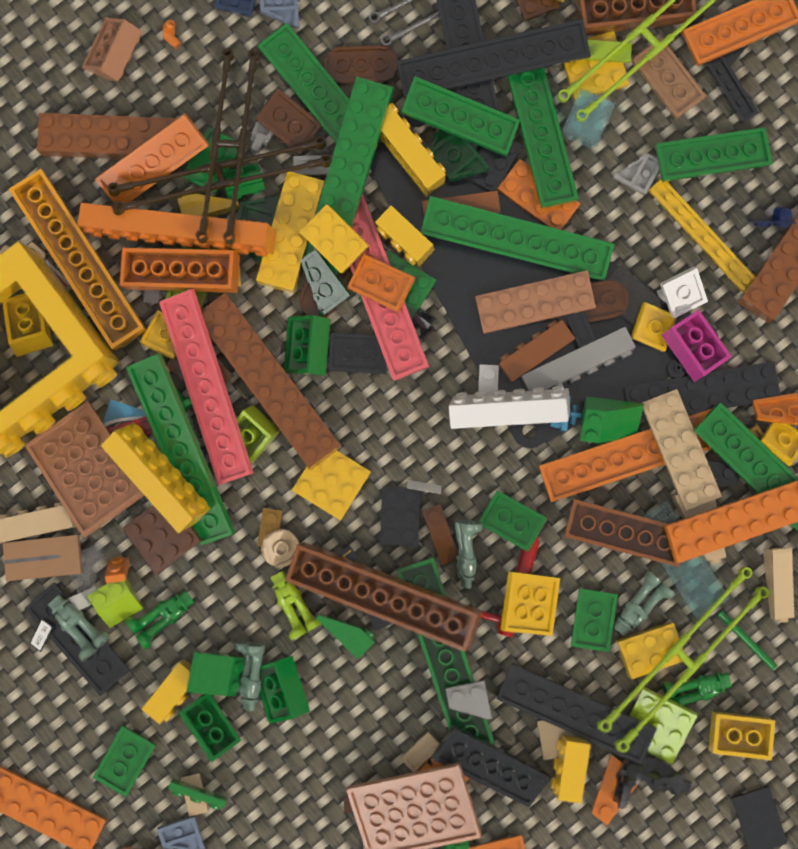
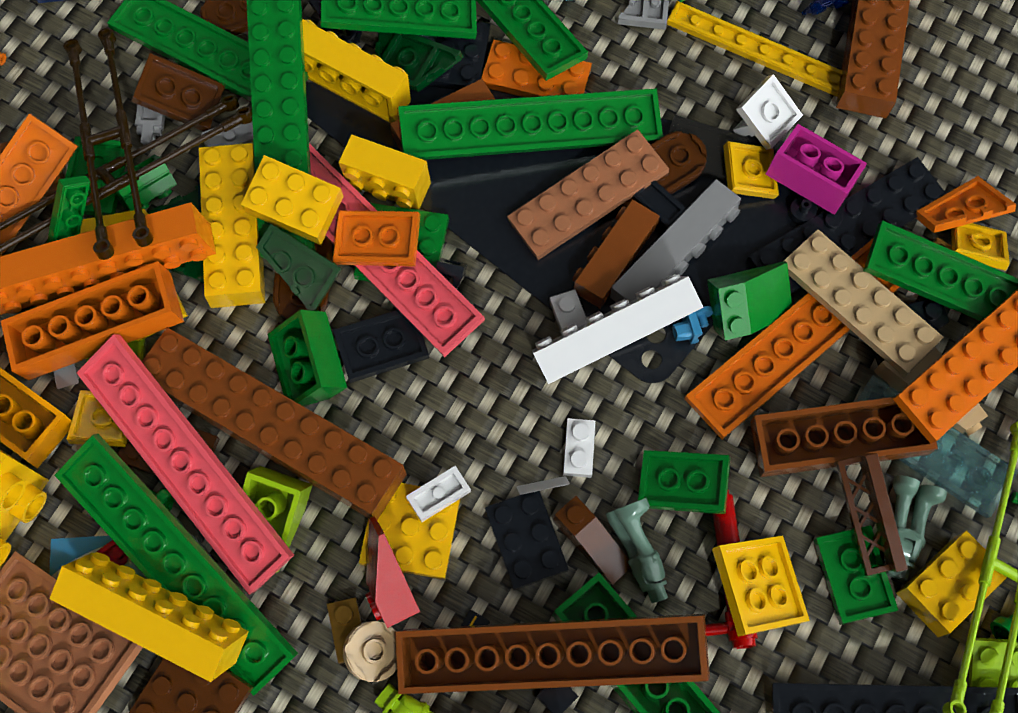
camera: 25 degrees left, 15 degrees down
(187, 197) = (68, 207): none -> green tile
(303, 514) = (389, 591): none -> slope
(355, 468) = (438, 494): none -> white plate
(457, 471) = (579, 448): none -> white plate
(624, 591) = (881, 510): none -> reddish brown fence

